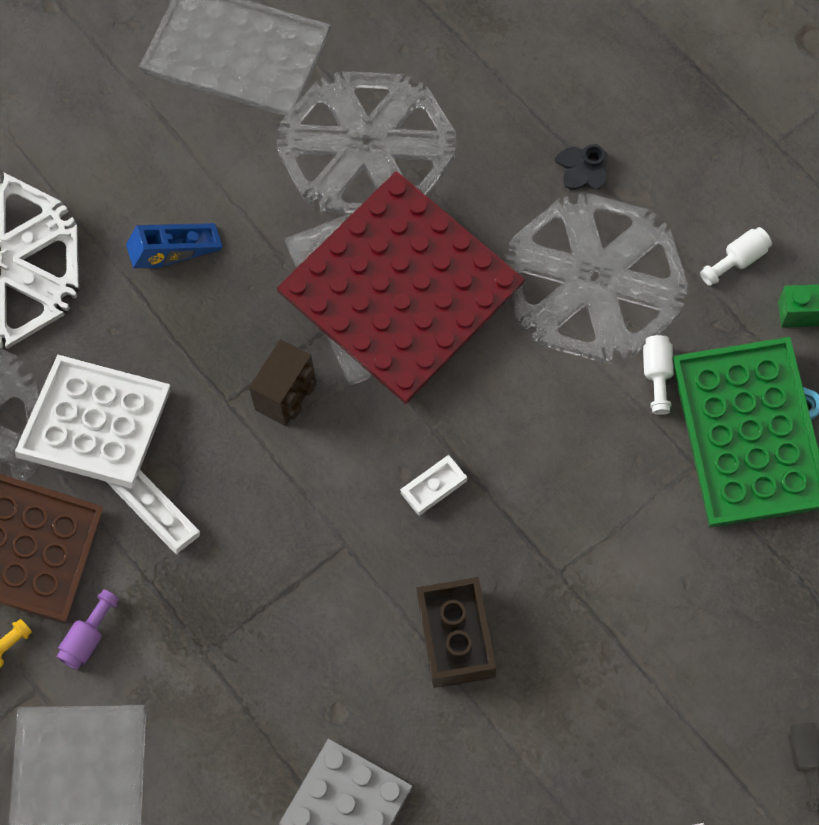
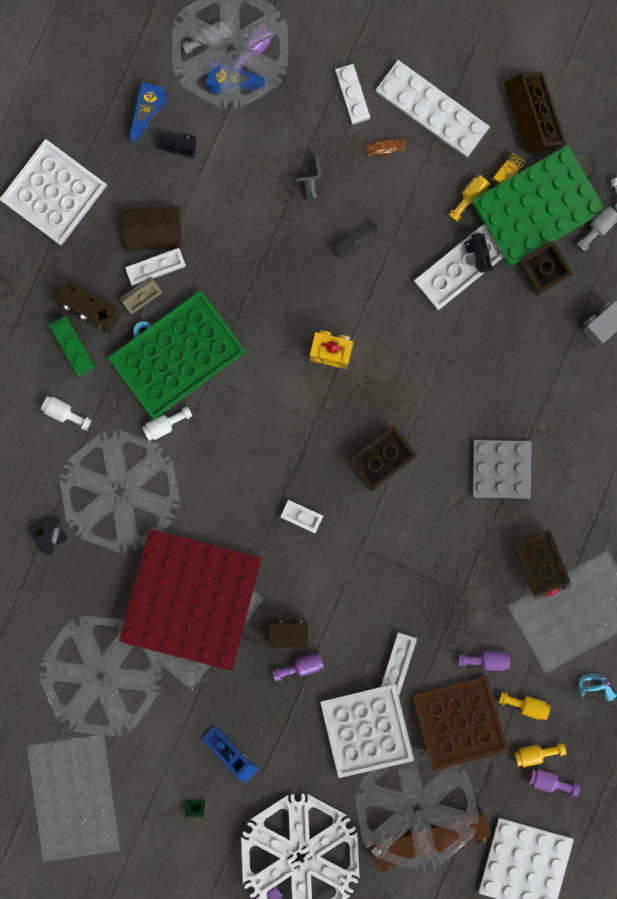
camera: 125 degrees left, 20 degrees up
(133, 172) = (194, 808): none -> dark green slope
(170, 780) = (542, 564): none -> dark brown piece
(231, 385) = (303, 666): none -> medium lavender piece
(655, 633) = (331, 349): none -> yellow piece

